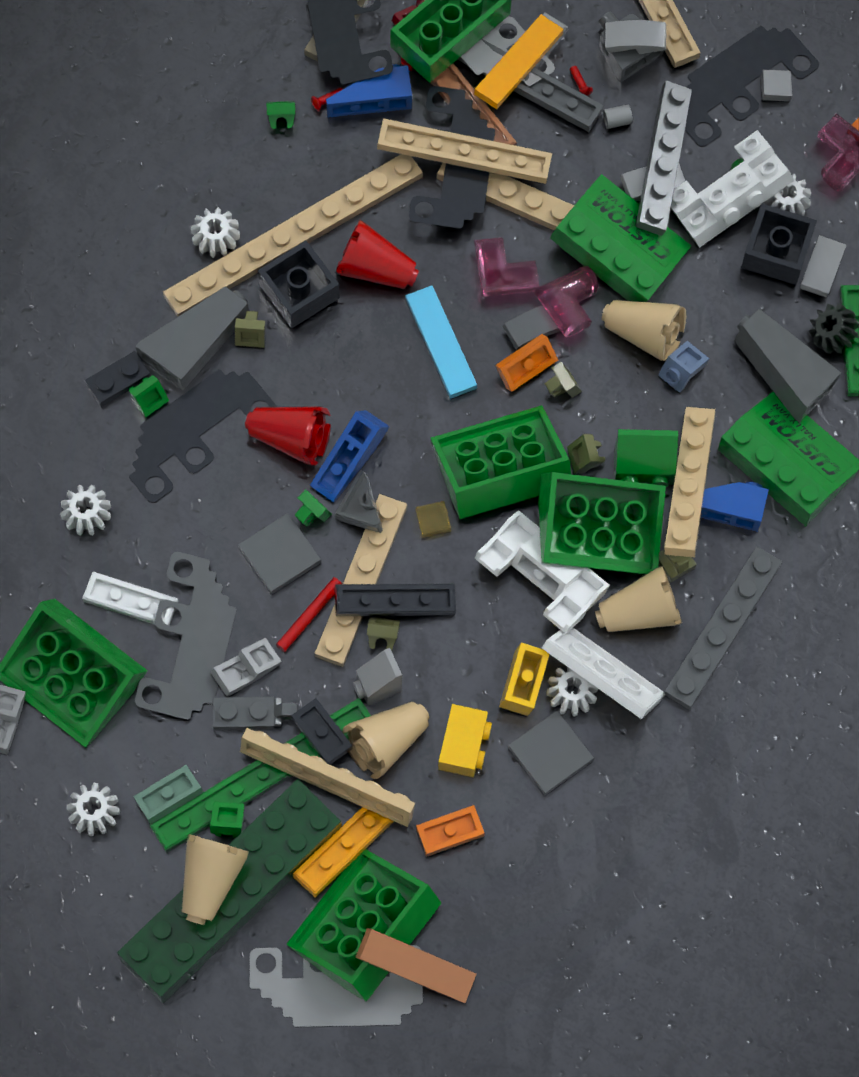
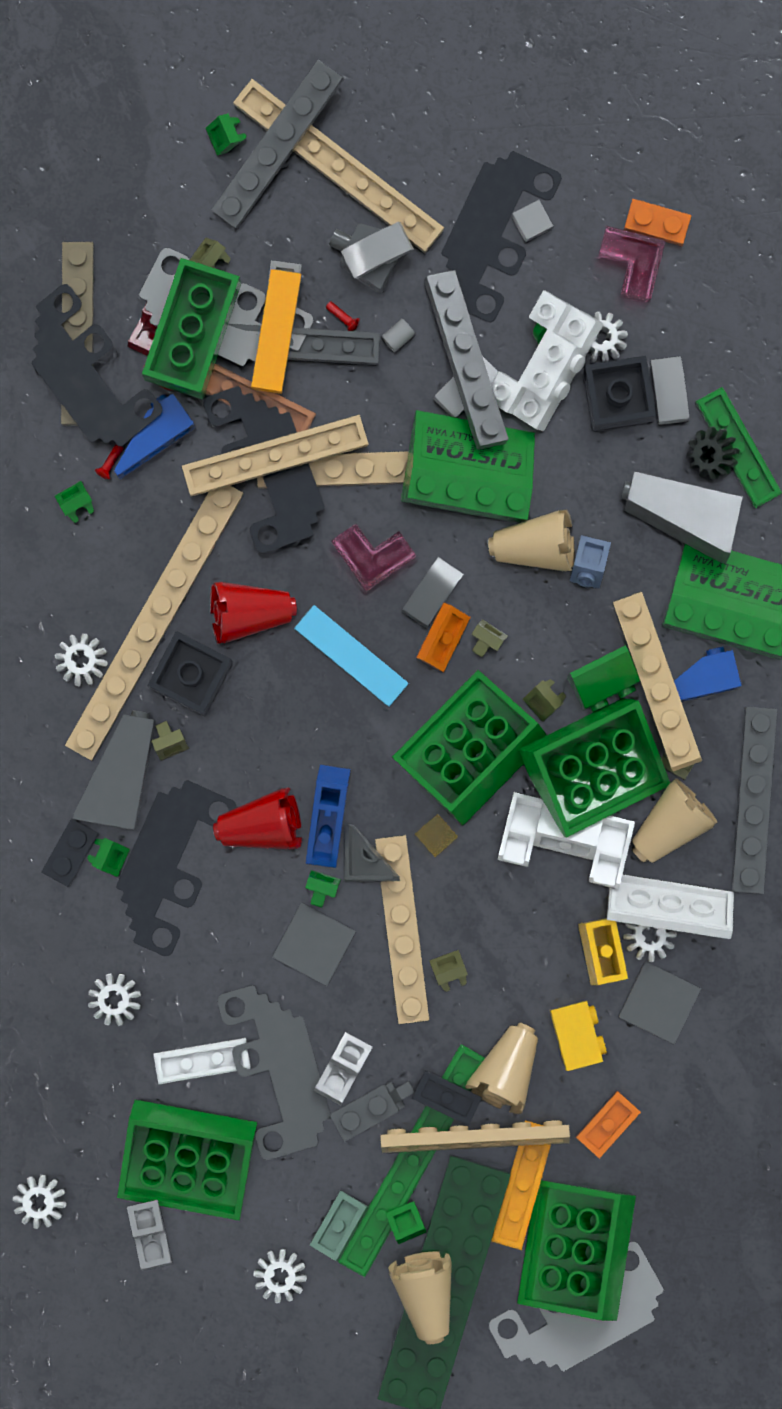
camera: 25 degrees left, 15 degrees up
(308, 615) = (372, 987): red bar -> none
(378, 678) = (470, 1021): light grey slope -> none
(394, 599) = (445, 935): black tile -> none
(415, 965) = (646, 1270): nougat tile -> none
(562, 297) = (441, 554): clear pink brick -> none

